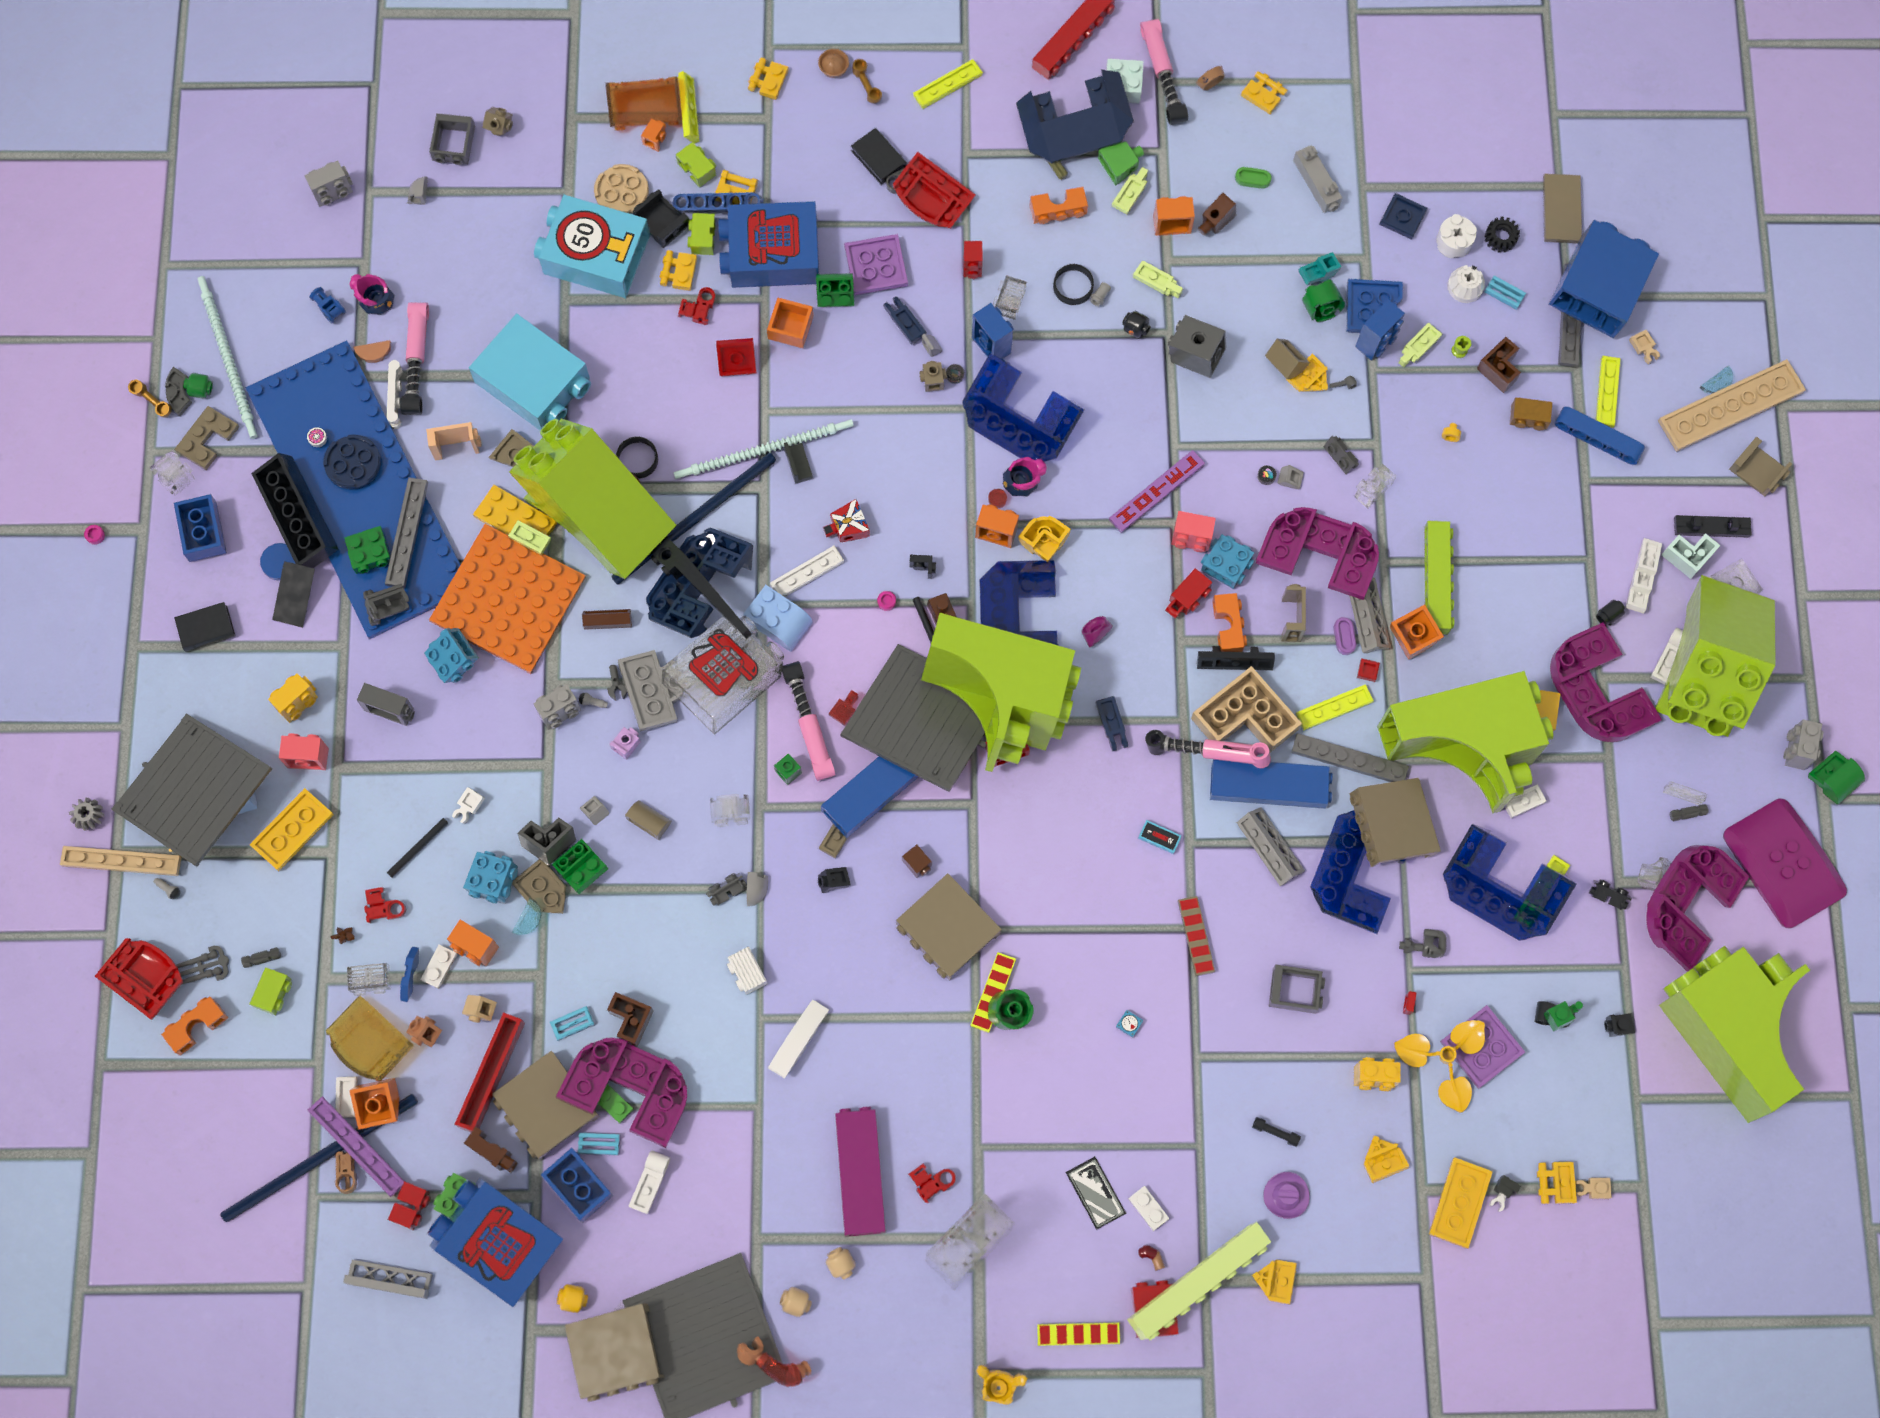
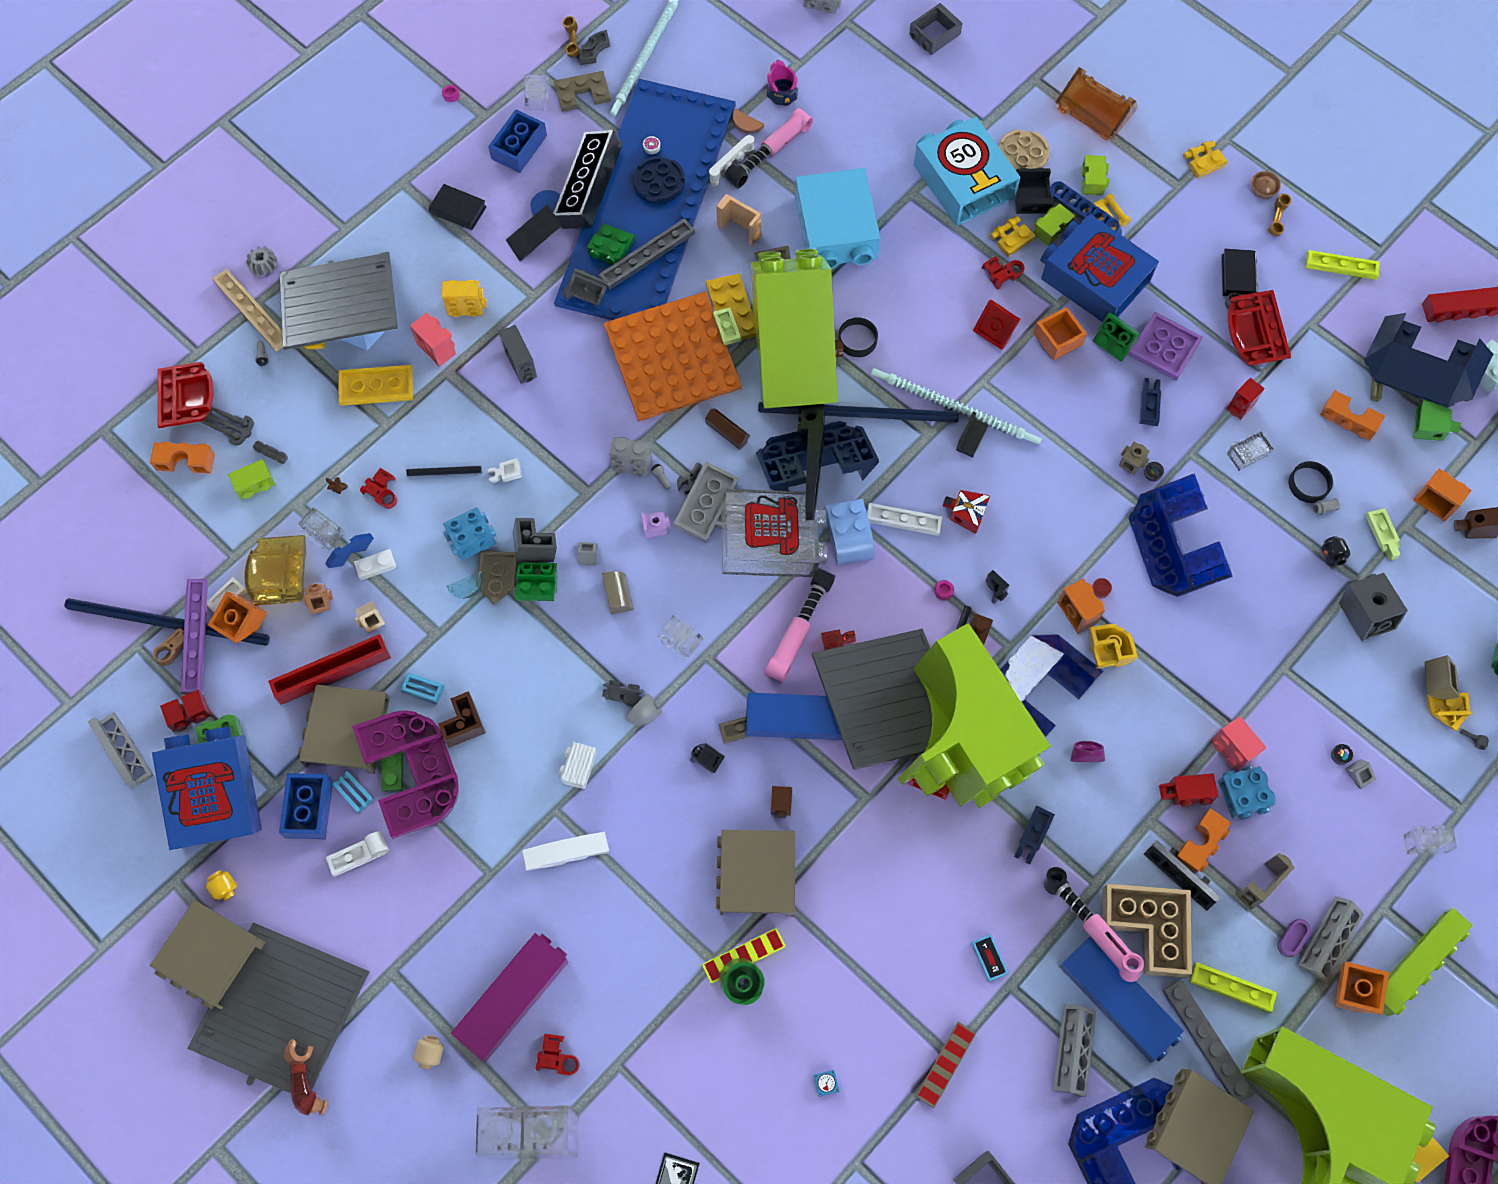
camera: 45 degrees right, 5 degrees down
(198, 385) = (609, 53): green head -> none
(327, 304) = (745, 67): blue connector -> none
(418, 191) = (879, 45): light grey brick -> none
(451, 655) = (594, 359): dark azure brick -> none
(473, 943) = (409, 567): orange brick -> none
(496, 1155) = (272, 722): reddish brown hips -> none
(497, 121) = (978, 40): dark tan brick -> none
(654, 134) = (1082, 132): orange brick -> none
(688, 107) = (1126, 133): neon yellow tile -> none
(787, 769) = (751, 646): green brick -> none
(795, 1301) = (367, 1048): tan head -> none
(931, 344) = (1154, 435): light grey slope -> none
(992, 331) = (1211, 460): blue brick -> none
(1023, 476) = (1137, 588): piece -> none
(1130, 191) = (1422, 451): yellowish green hinge -> none
(1156, 491) = (1236, 689): medium lavender tile -> none
(1307, 529) = (1337, 821): magenta plate -> none
(1336, 450) = (1421, 786): dark grey hinge -> none
(1368, 670) = (1290, 983): red tile -> none

